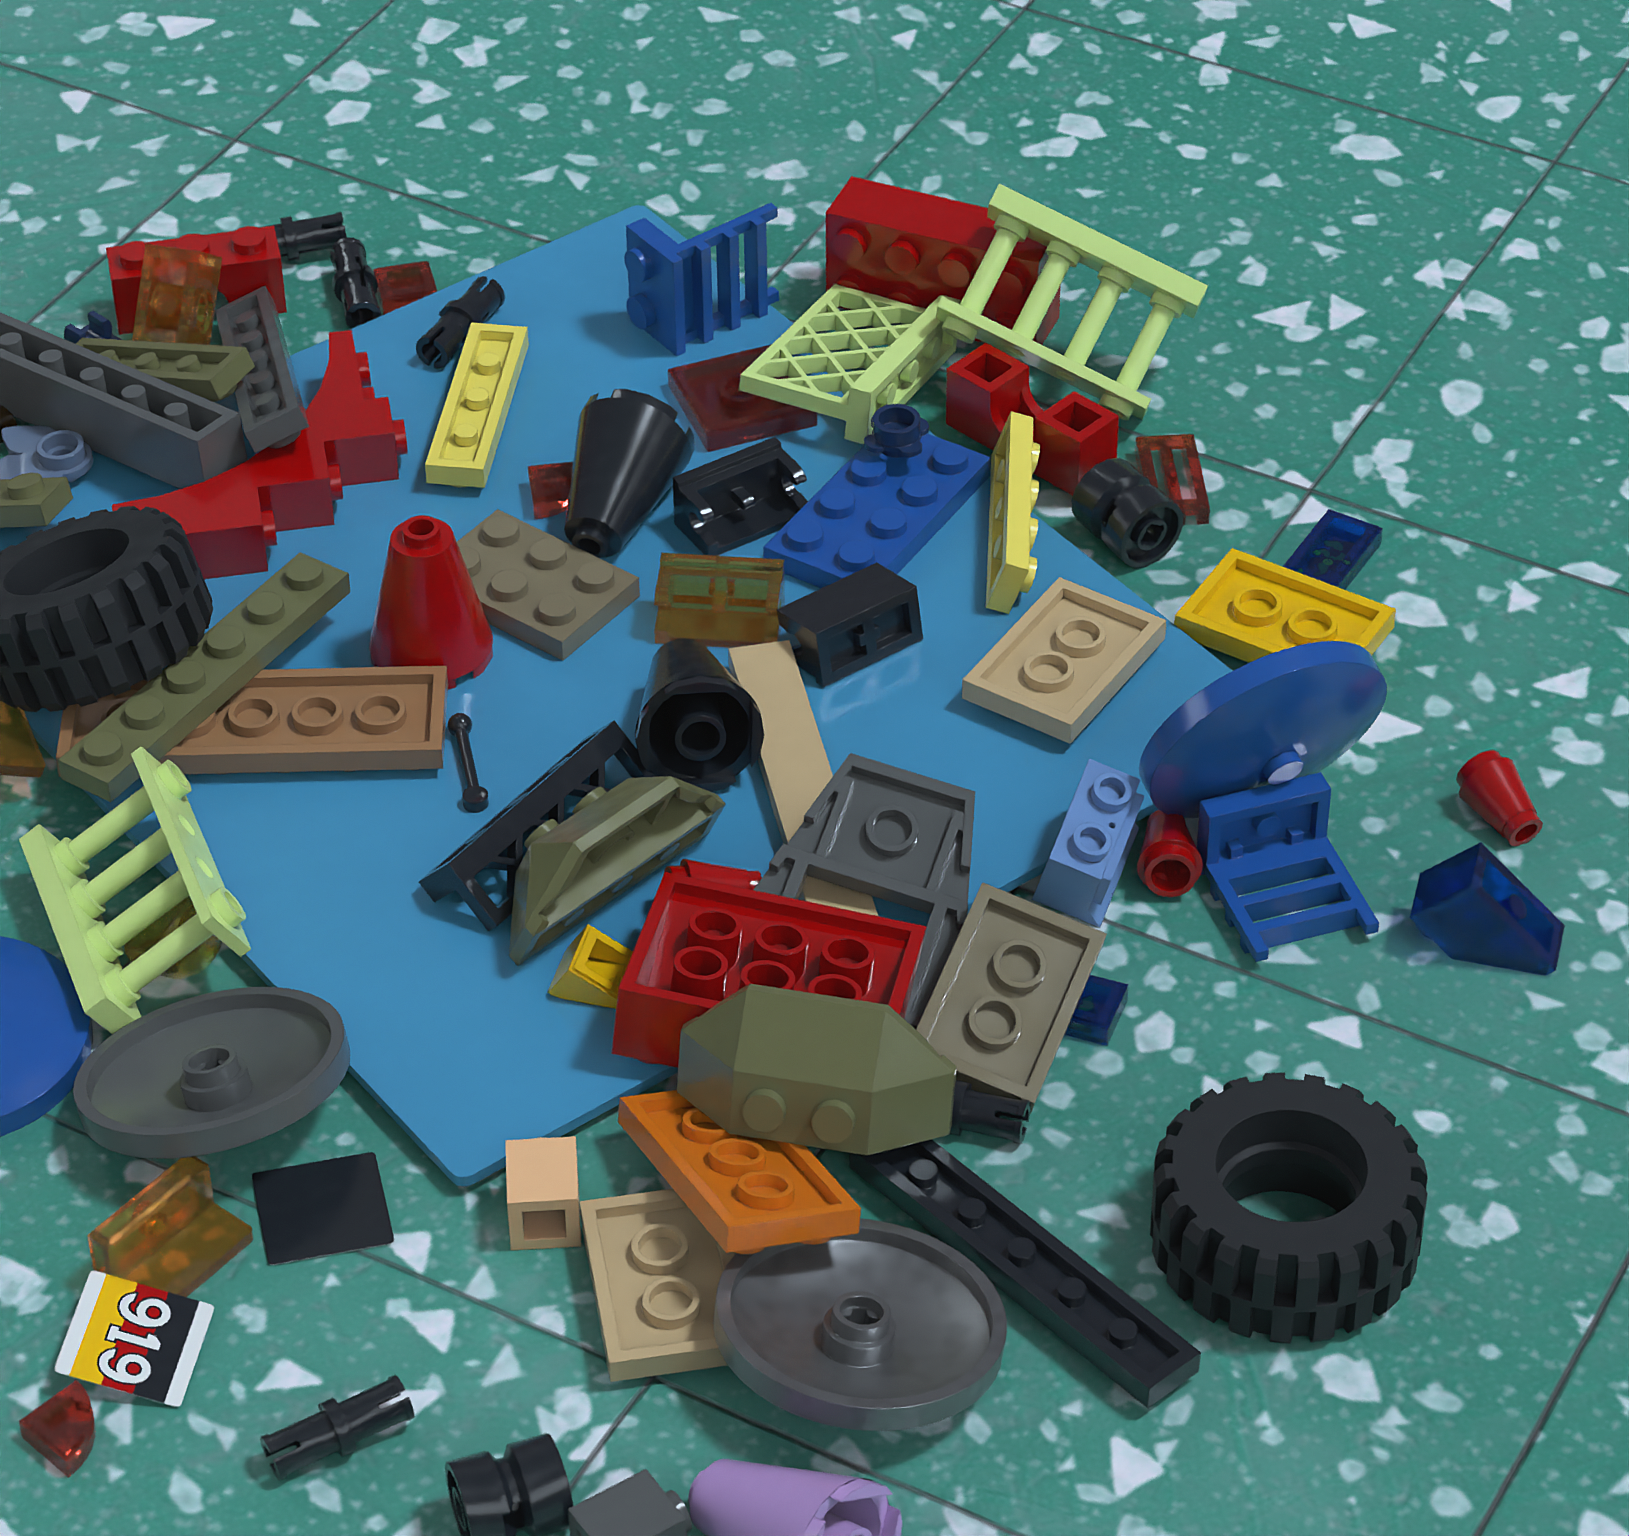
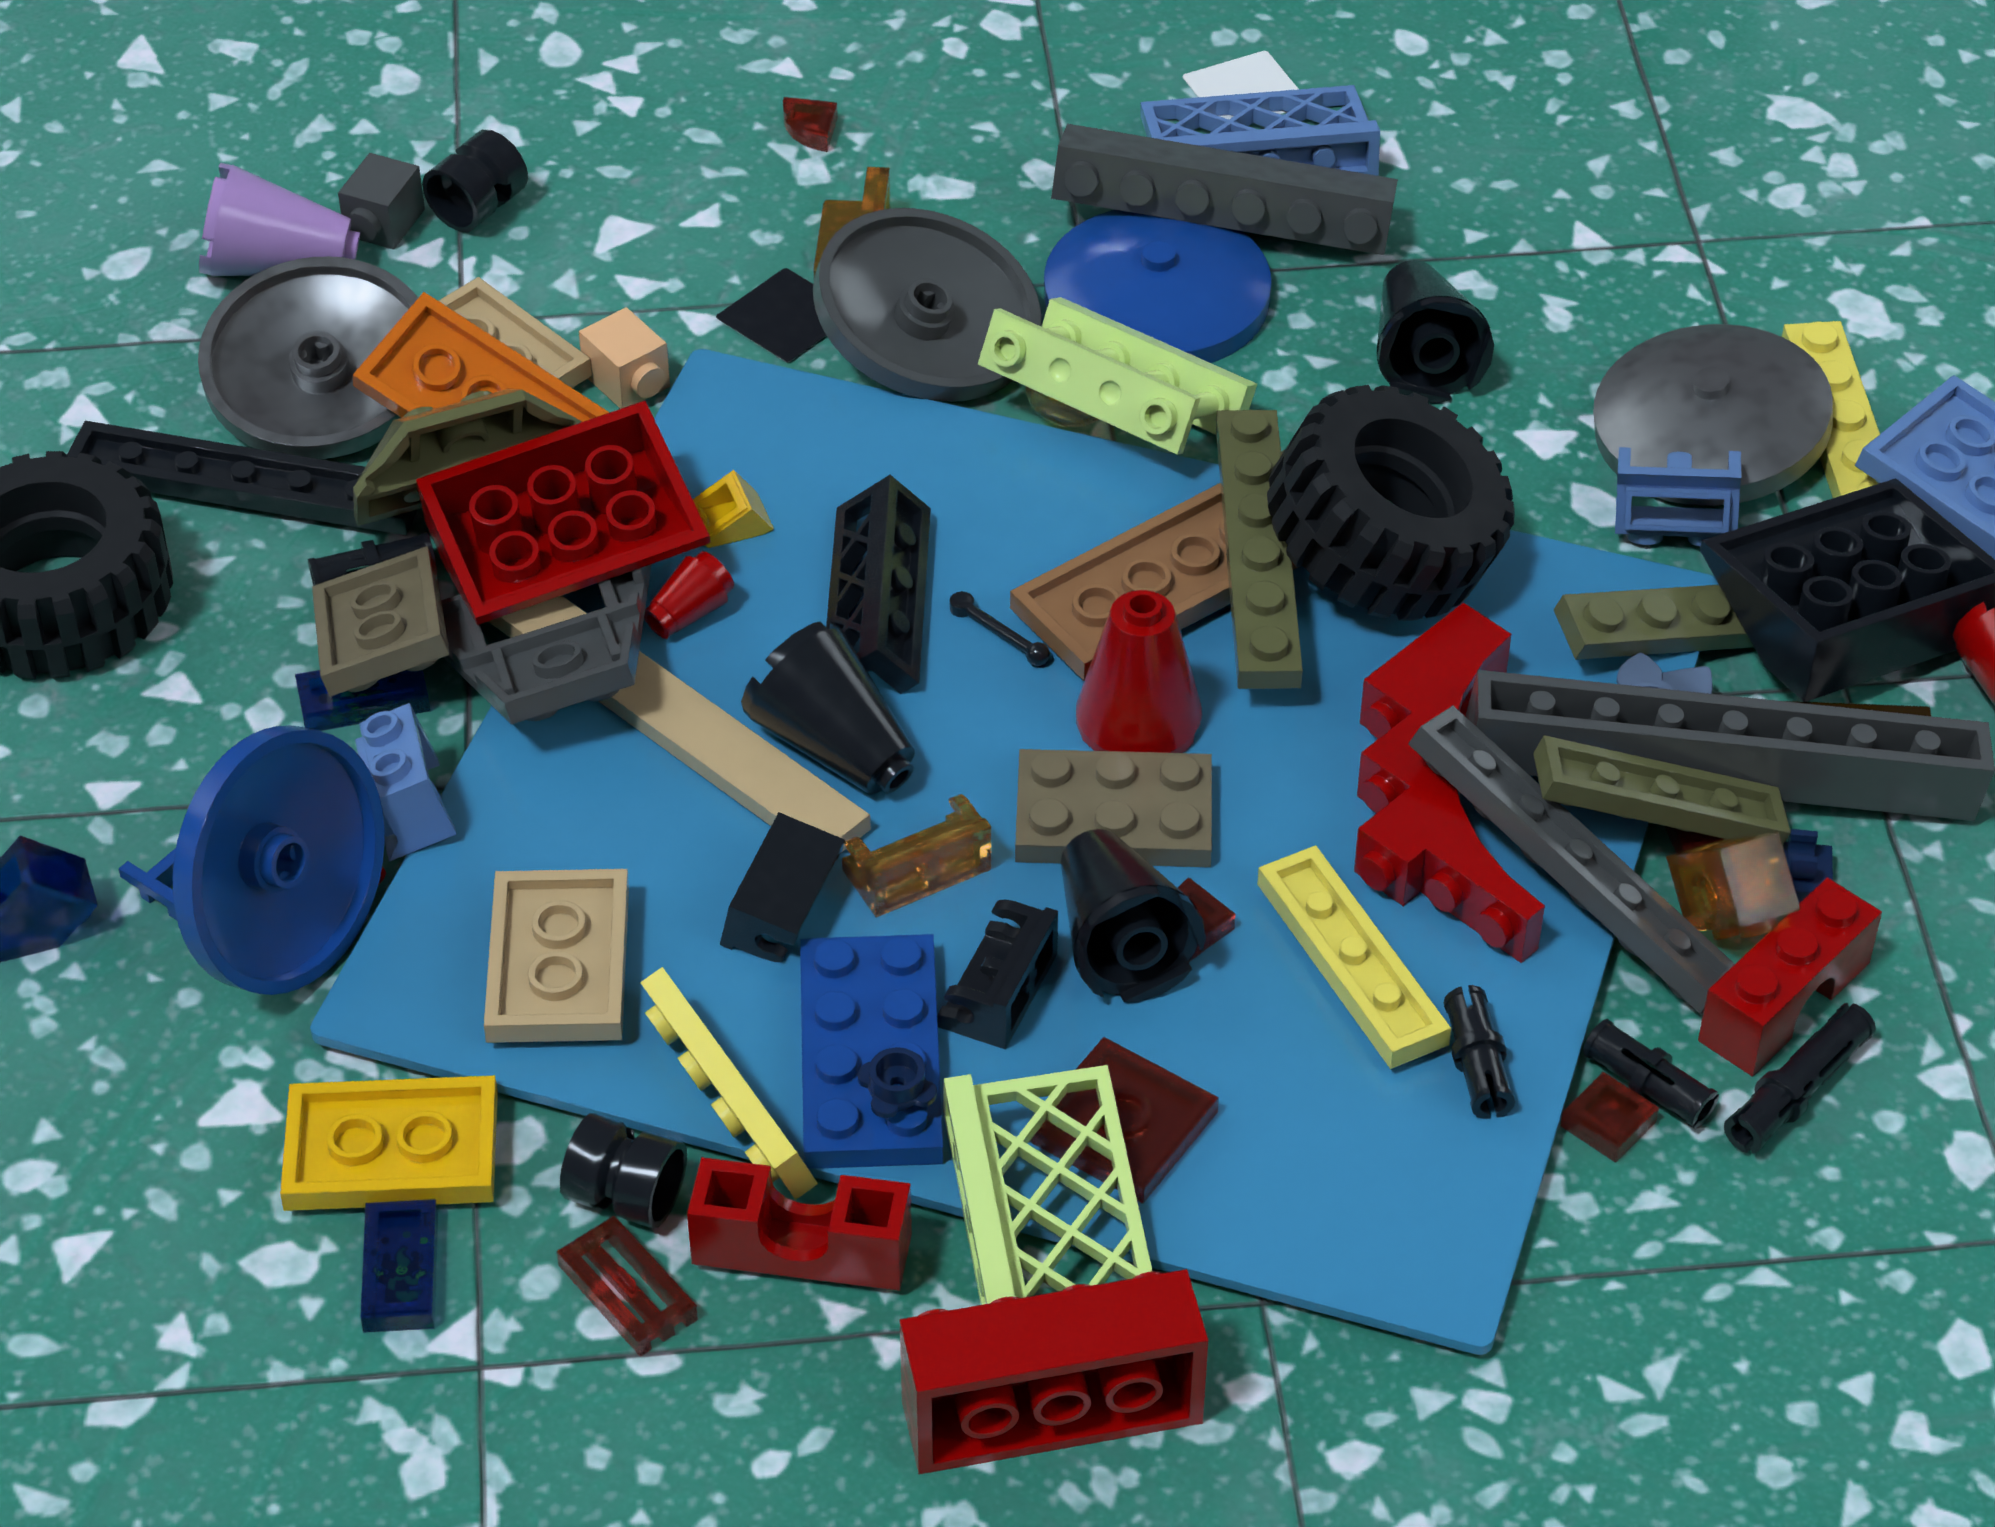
camera: 145 degrees right, 5 degrees up
(134, 1338) = (816, 176): sticker -> none
(337, 1427) = (630, 183): black pin -> none
(603, 853) = (780, 558): olive wedge -> none
(674, 281) = (1283, 1136): blue plate -> none
(1066, 246) = (837, 1319): yellowish green fence -> none
(1498, 795) = (73, 1045): red cone -> none

